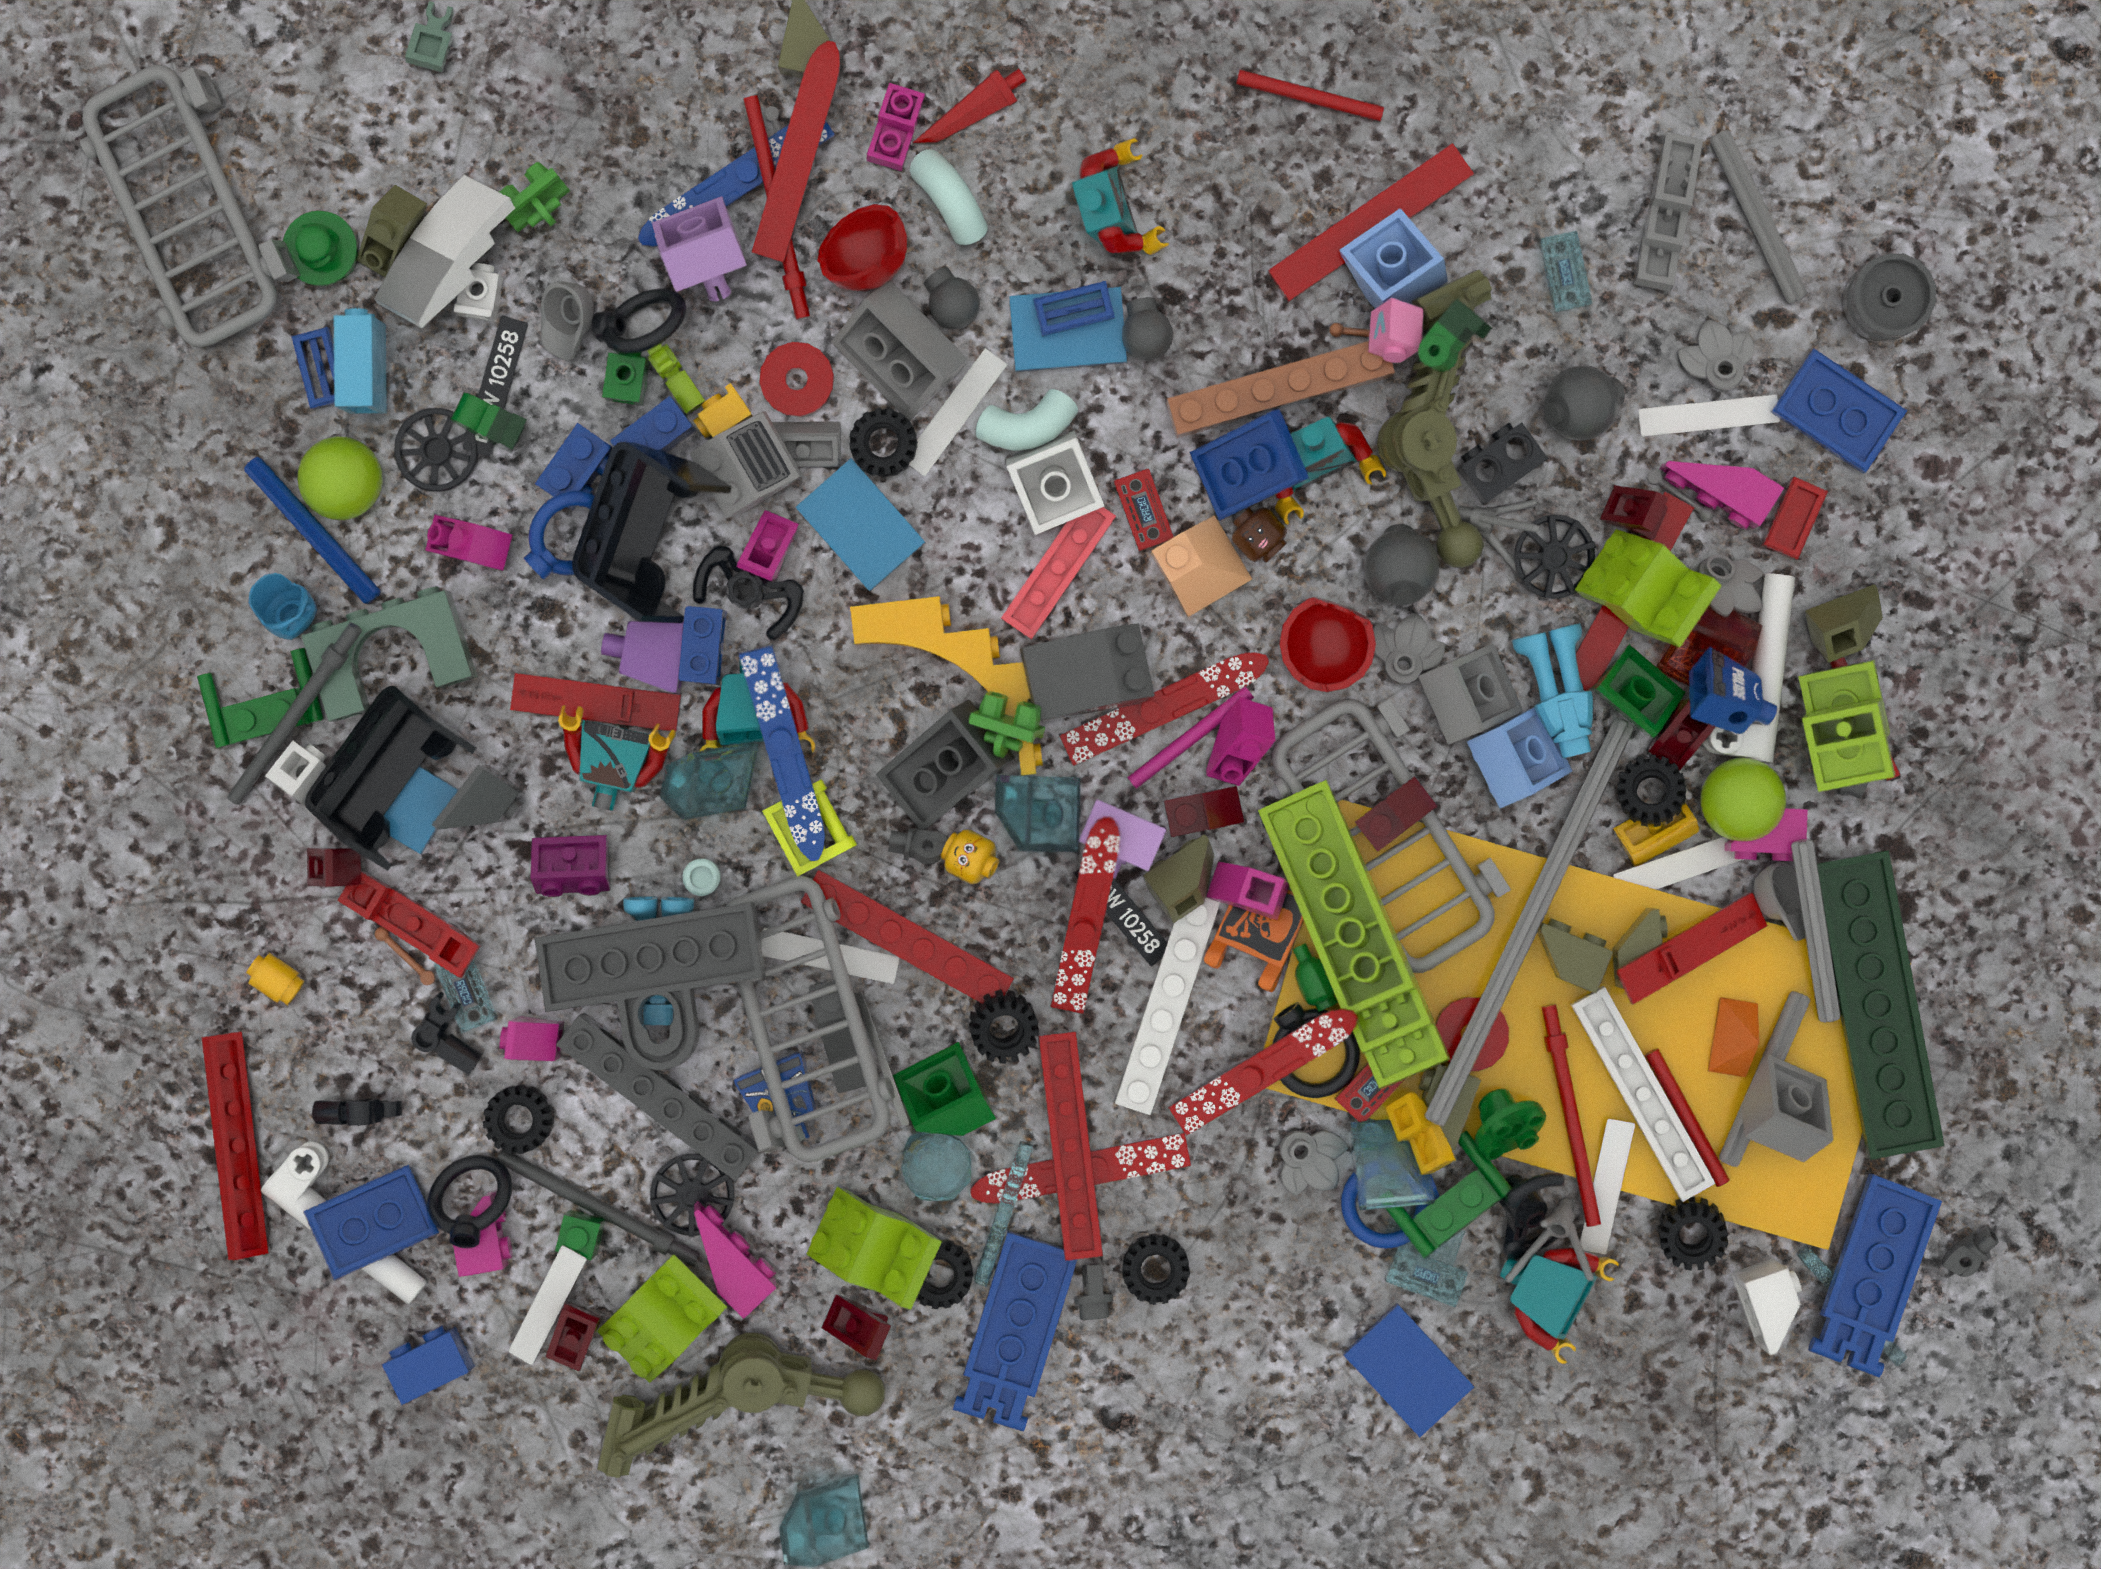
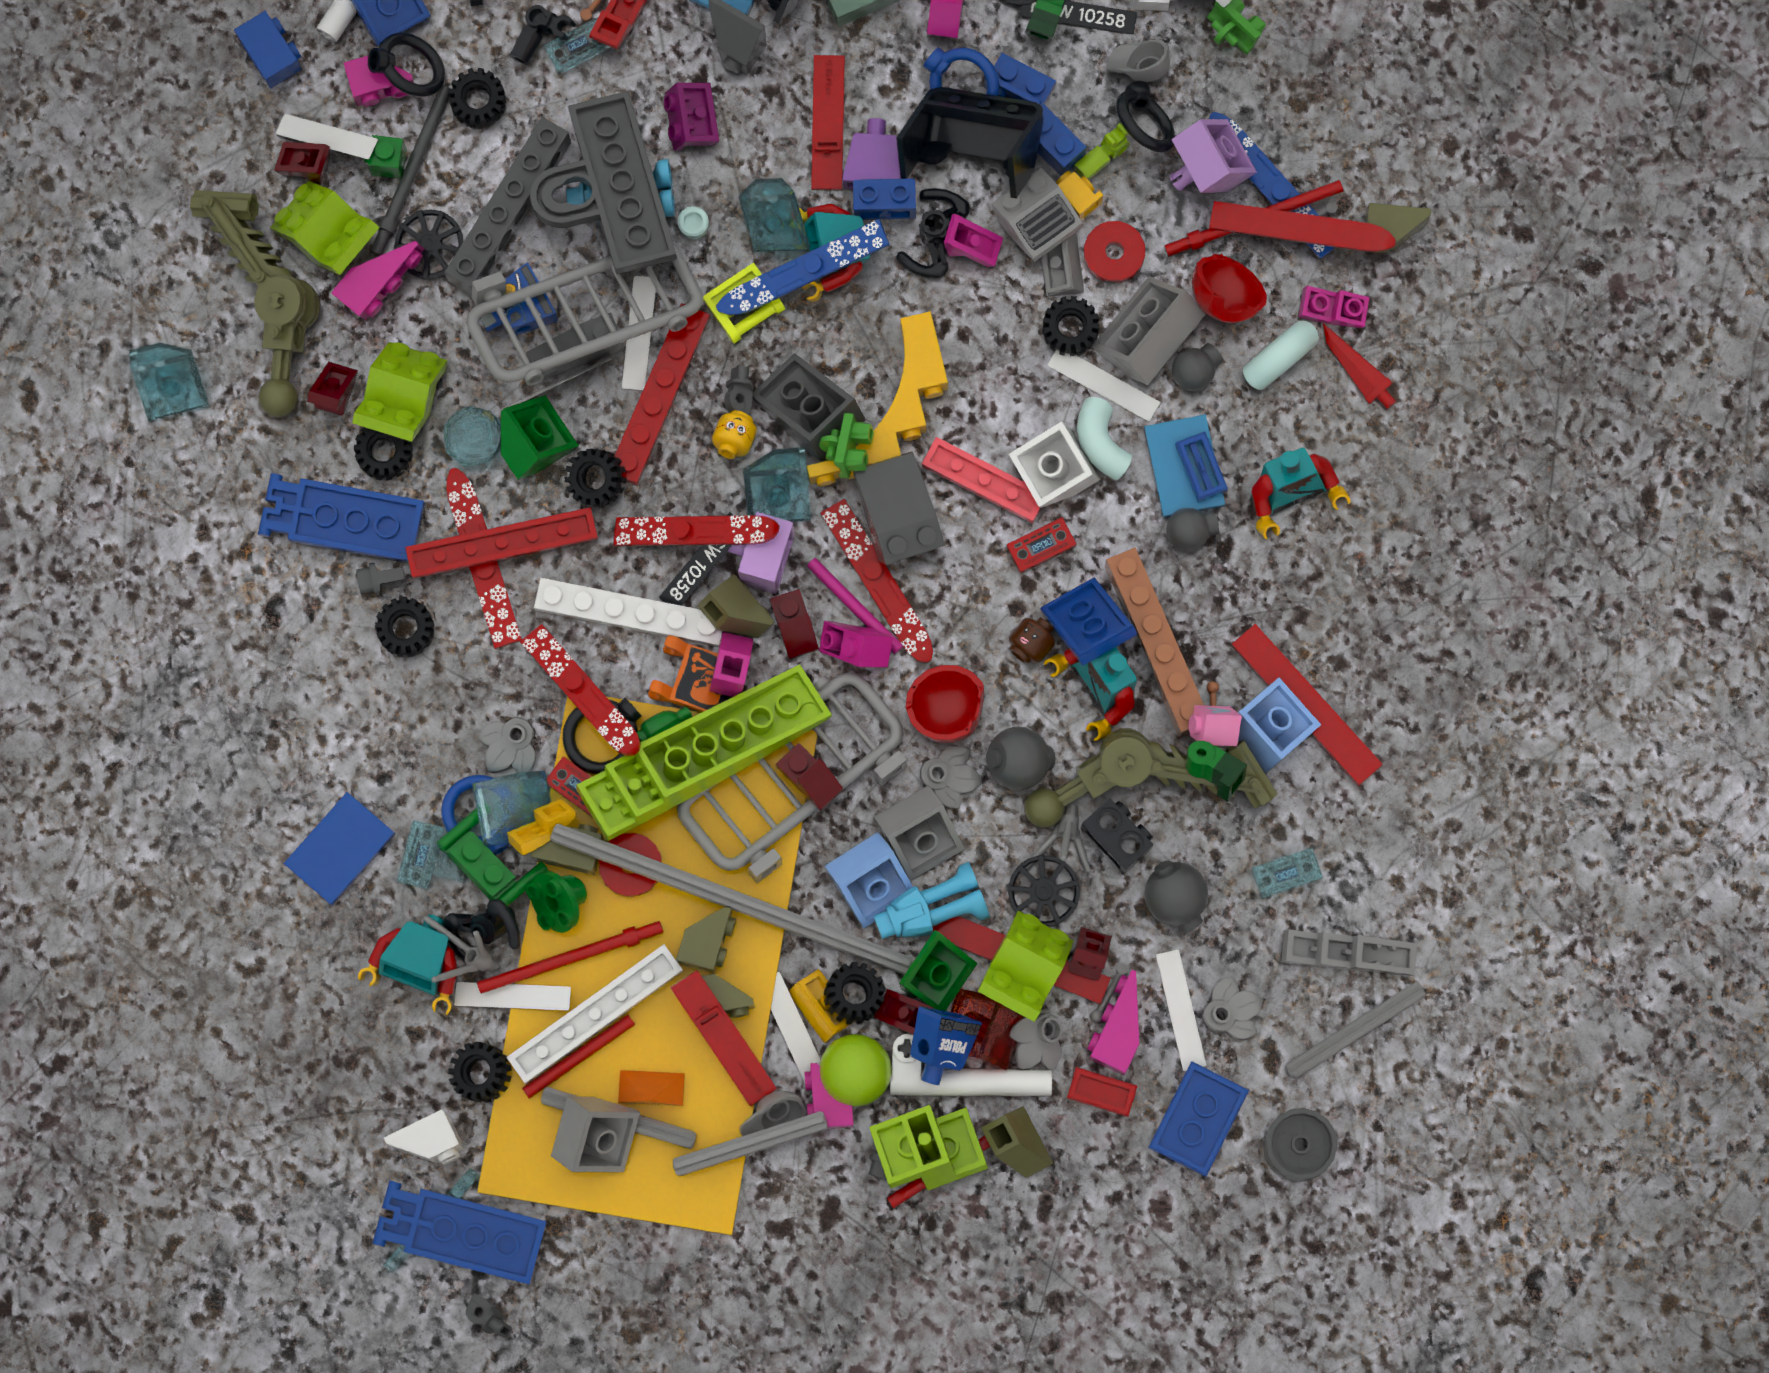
camera: 85 degrees right, 10 degrees down
(531, 1039) = (544, 97): dark pink slope -> none
(612, 756) = (785, 136): torso -> none
(626, 378) = (1096, 114): green brick -> none
(860, 524) = (1000, 316): dark azure tile -> none
(1003, 1213) = (439, 497): clear light blue bar -> none
(1200, 565) = (1000, 596): light nougat slope -> none
(1310, 95) = (1407, 641): red bar -> none
(1879, 1006) = (692, 1206): dark green plate -> none

